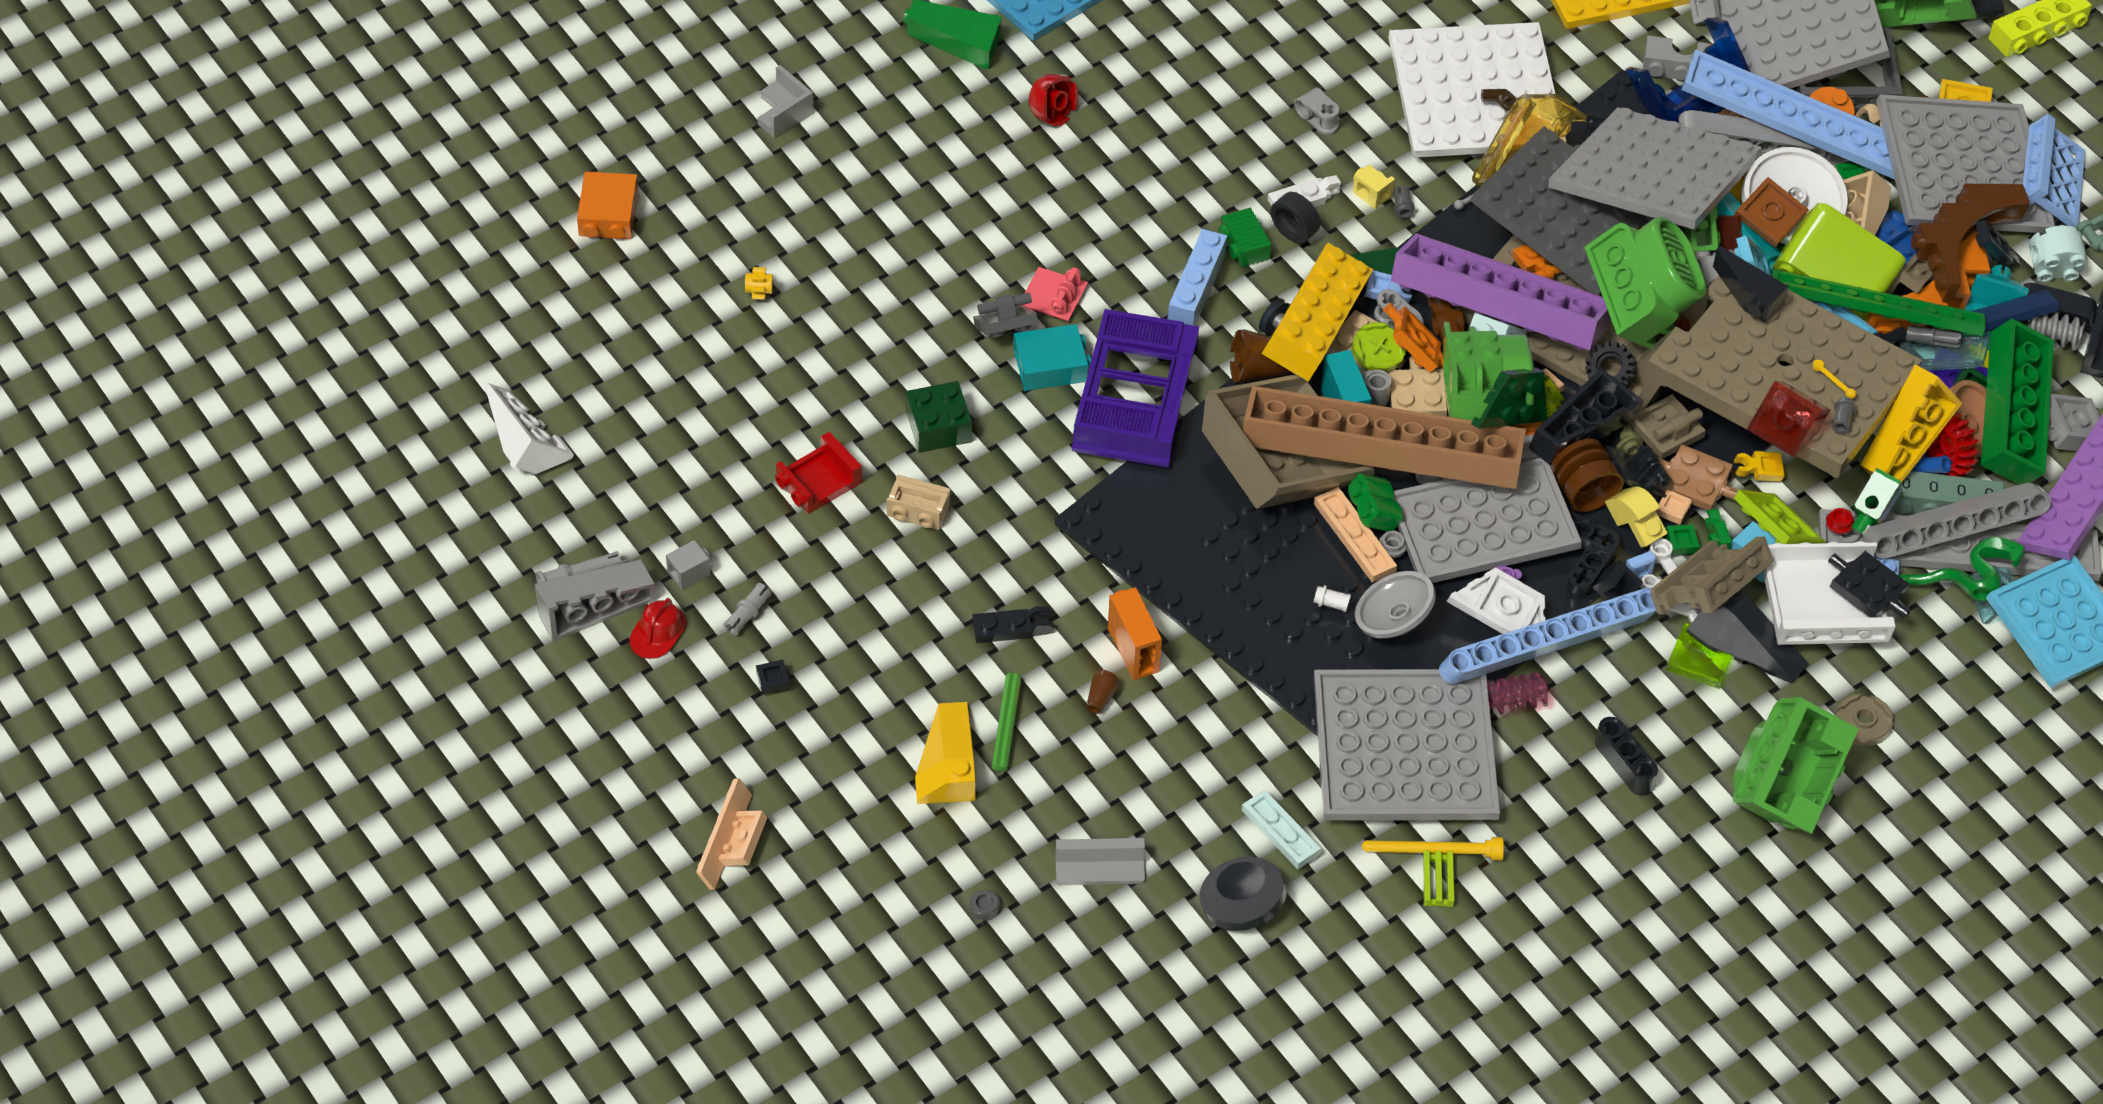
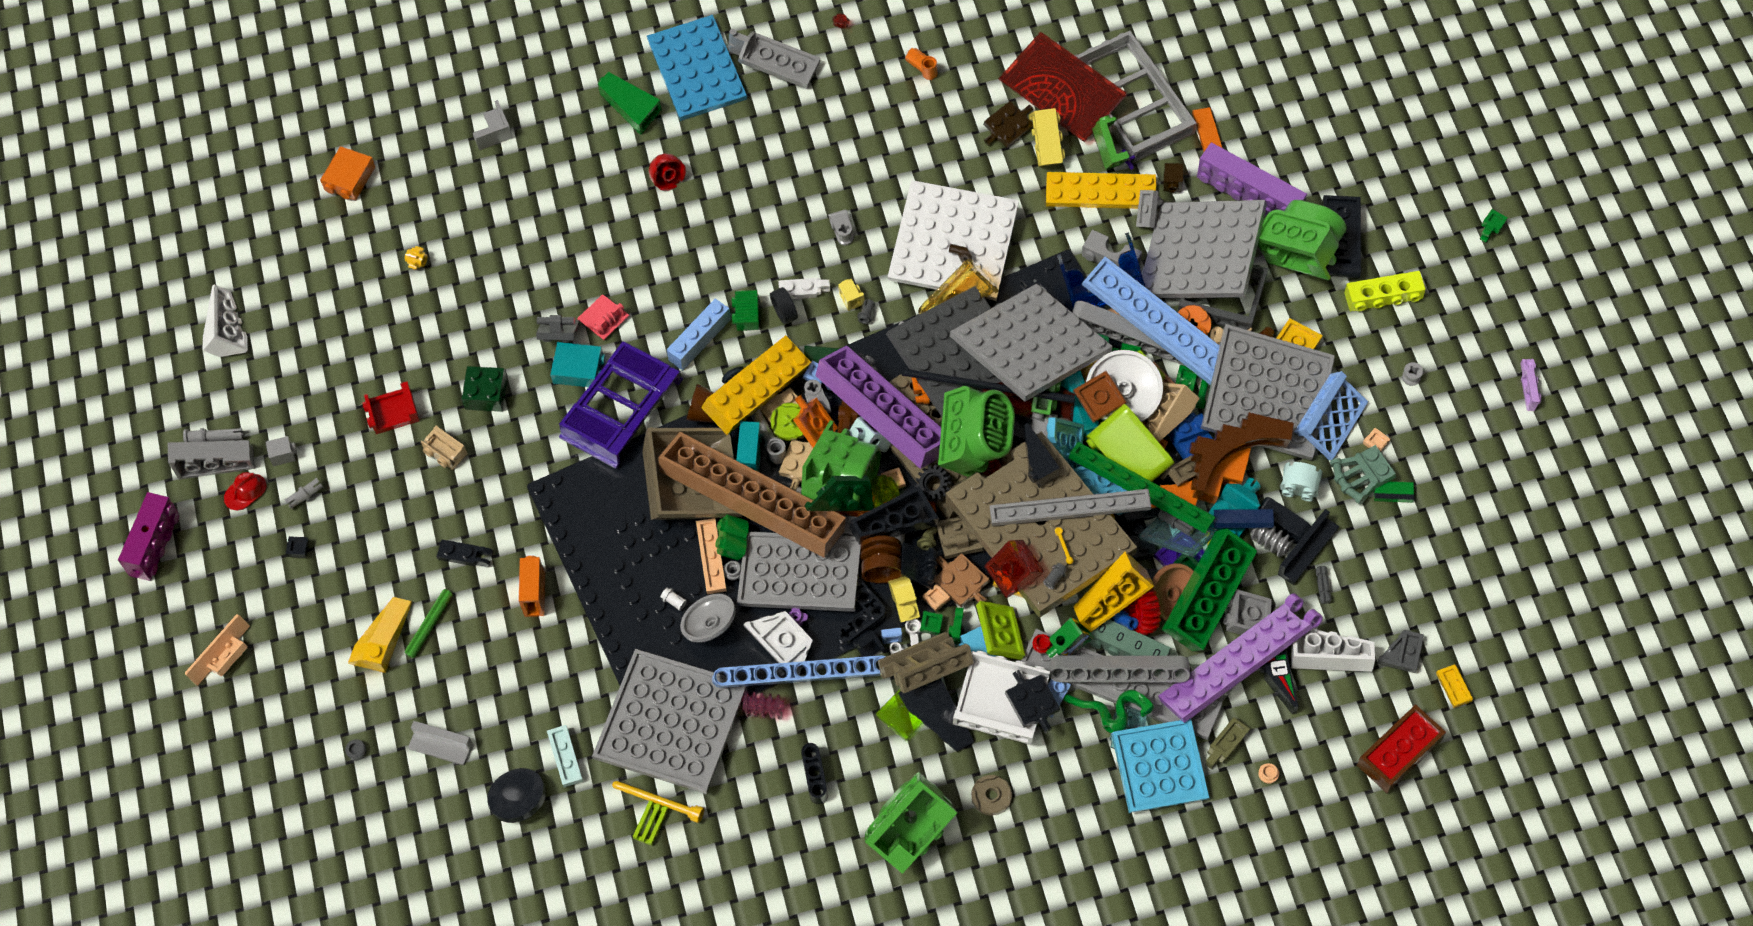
camera: 25 degrees right, 10 degrees up
(558, 715) = (149, 536): none -> magenta brick
(1102, 688) = (497, 620): reddish brown cone -> none
(1596, 231) = (981, 384): none -> black piece
(1817, 334) = (1070, 507): none -> light grey tile
(1995, 245) = (1255, 463): black hinge -> none

